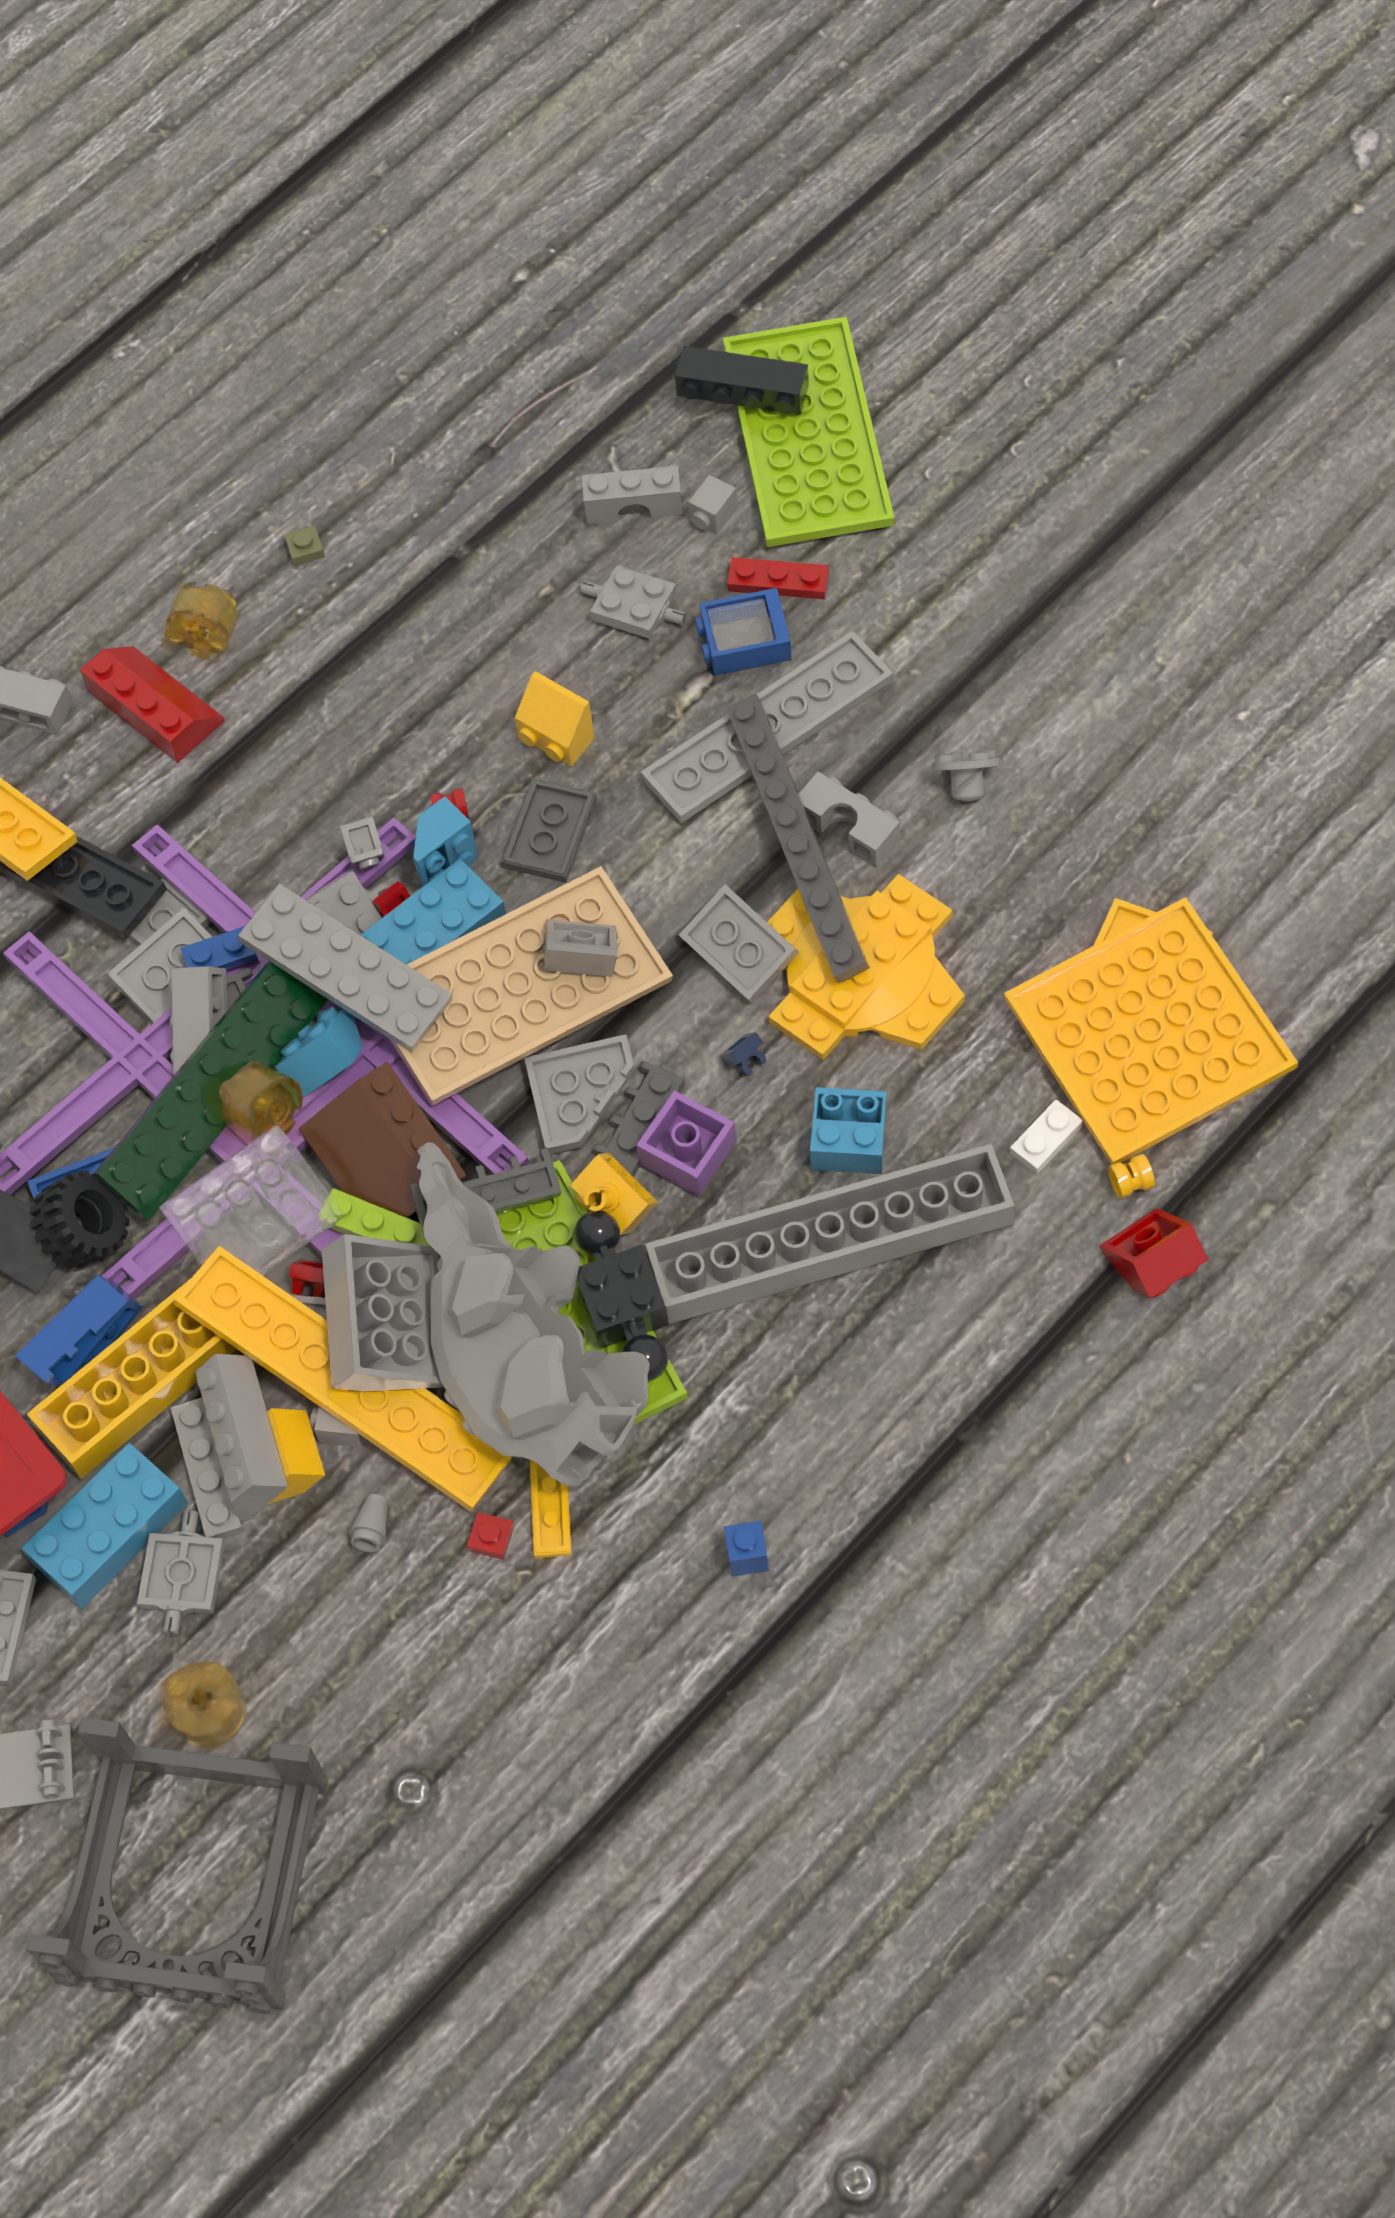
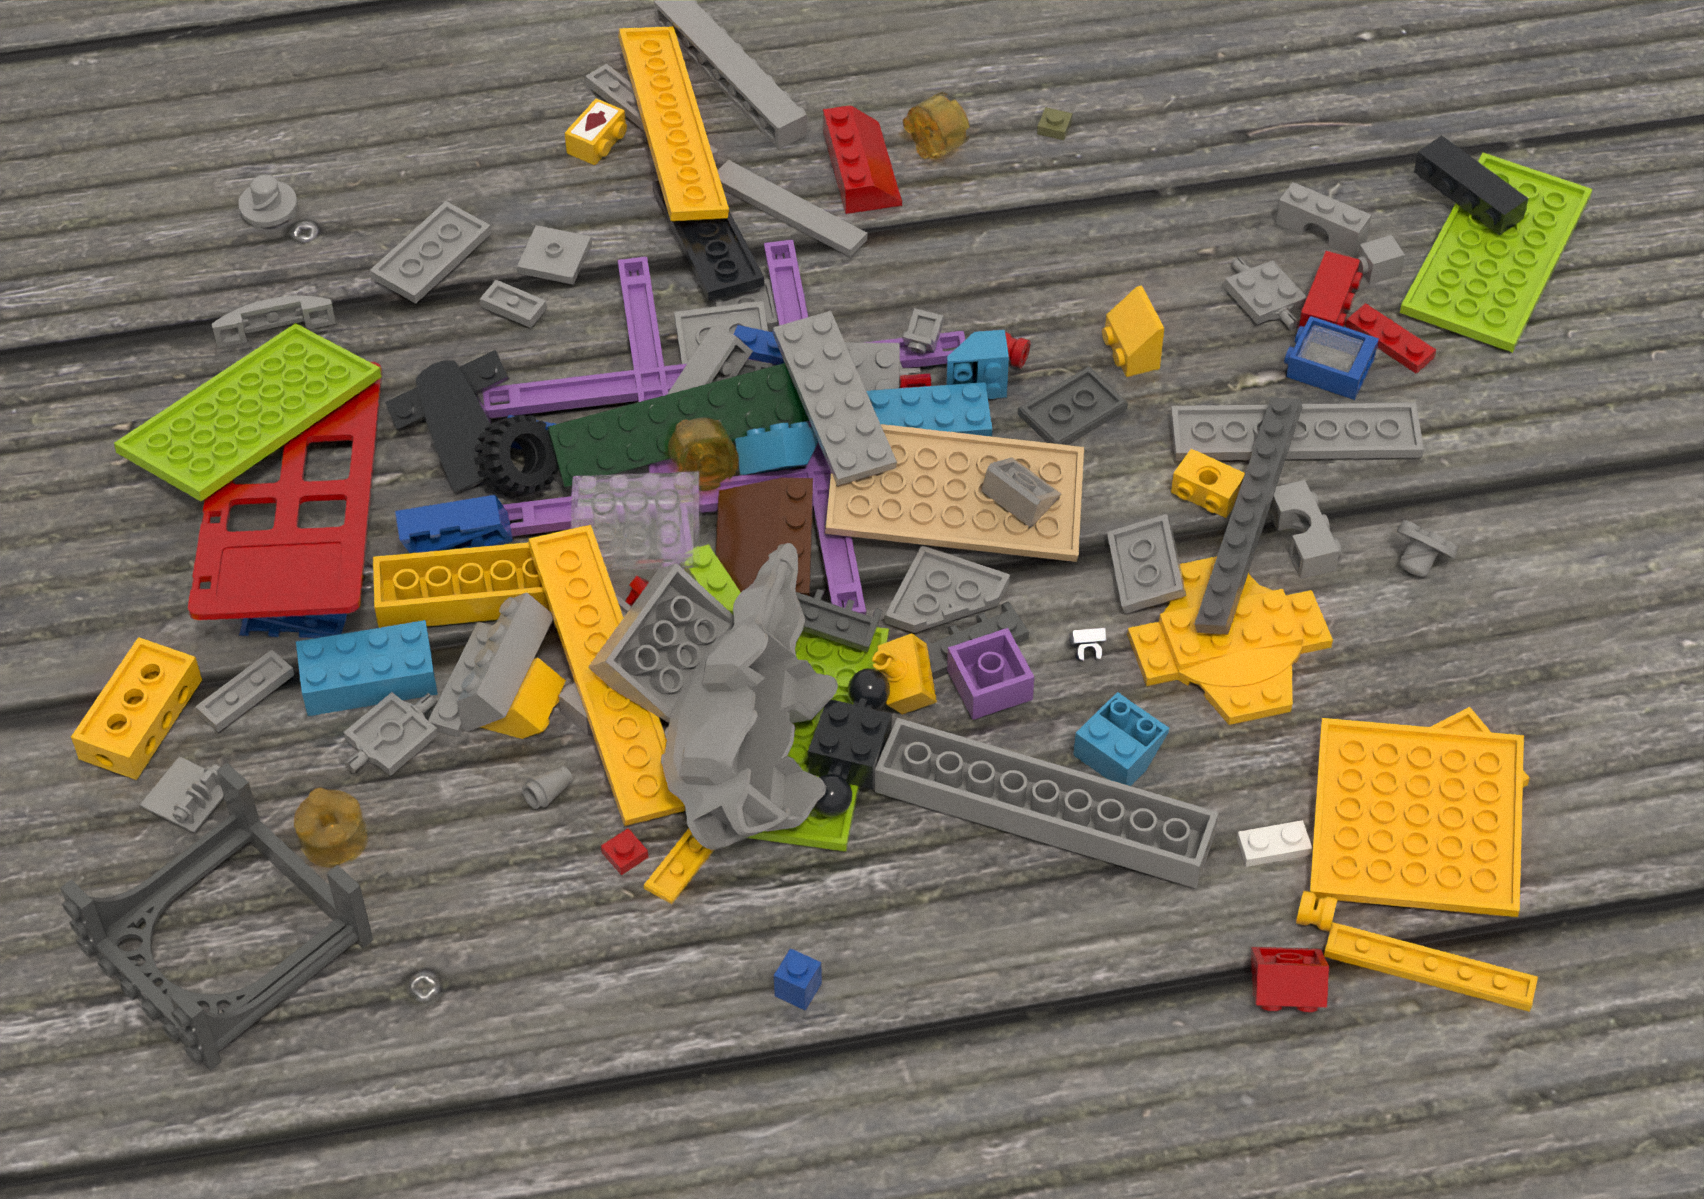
camera: 30 degrees right, 10 degrees down
(123, 791) = (791, 209): none -> light grey tile
(694, 565) = (1332, 289): none -> red brick
(717, 818) = (1207, 483): none -> yellow brick
(1257, 1161) = (1431, 966): none -> yellow tile

